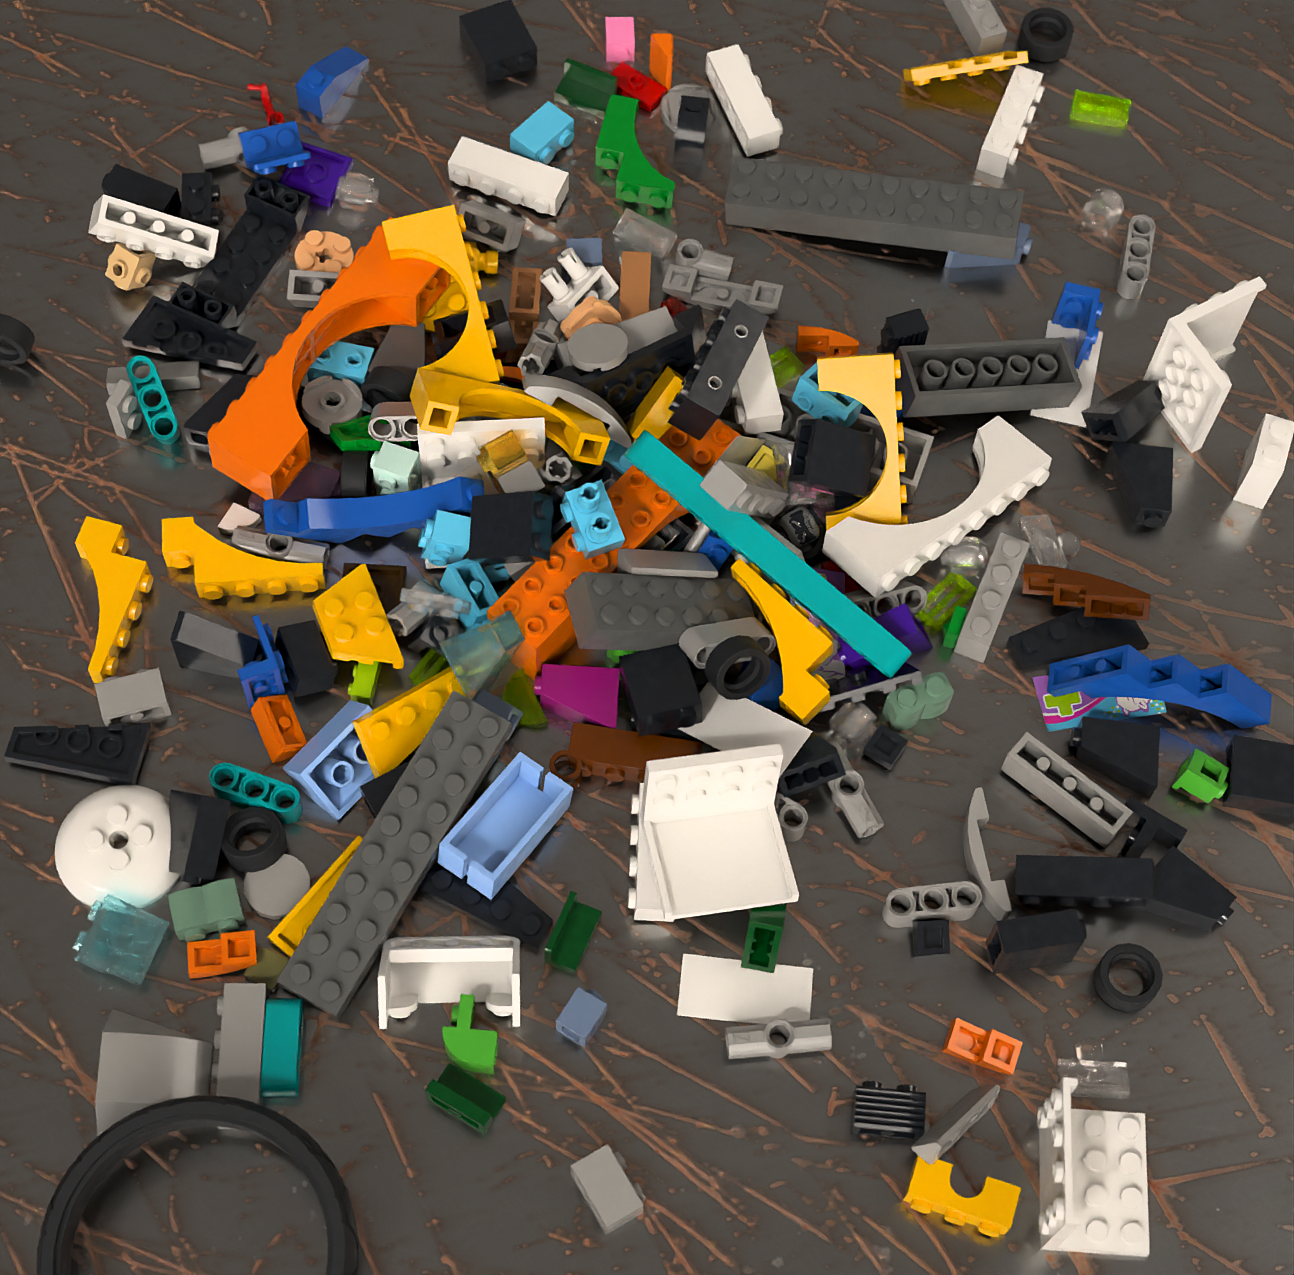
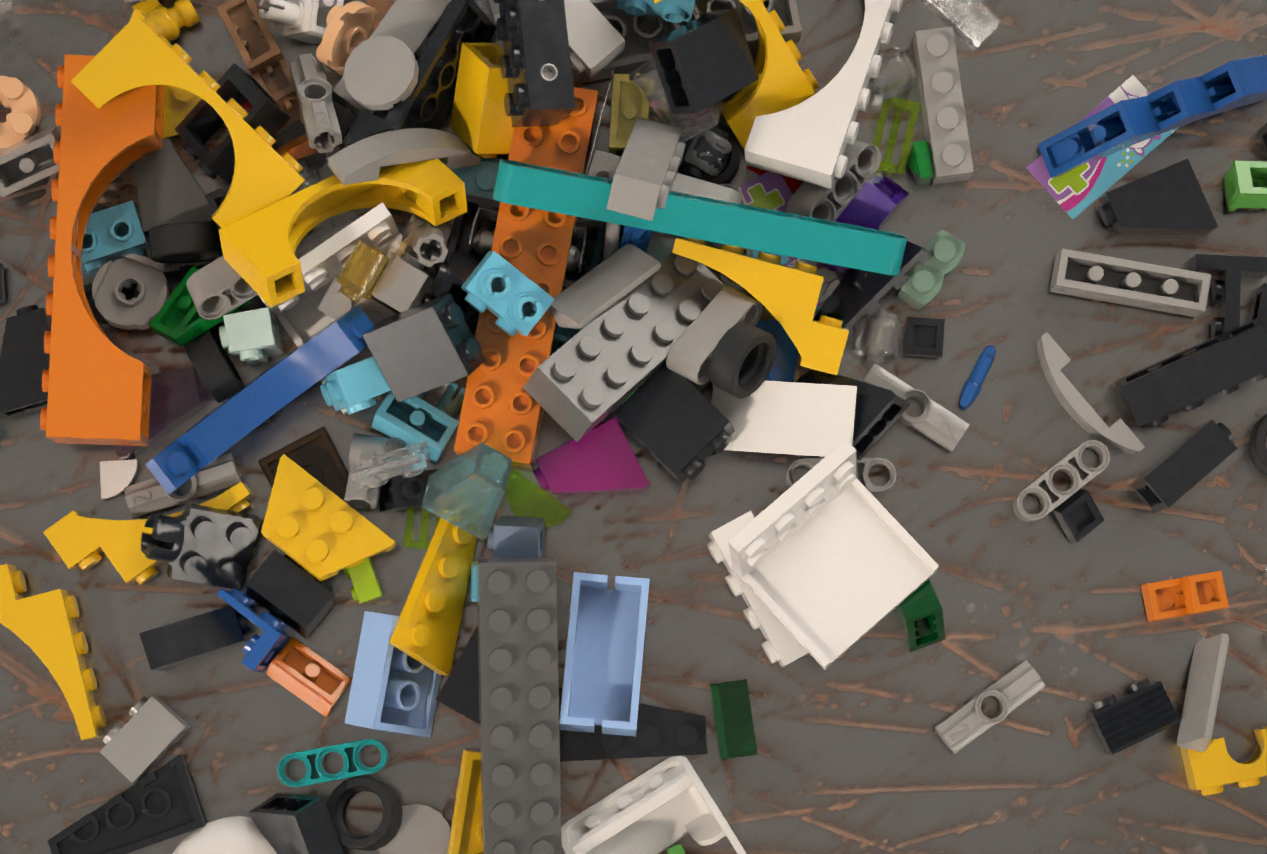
camera: 25 degrees left, 20 degrees up
(266, 586) = (203, 544): none -> black plate
(582, 1016) = (791, 796): sand blue brick -> none
(615, 753) = (671, 505): reddish brown hinge -> none
(728, 992) = (914, 683): white sticker -> none
(904, 802) = (974, 384): none -> blue piece
(1072, 637) = (1056, 84): black wing -> none
(1081, 589) = (1051, 44): reddish brown slope -> none

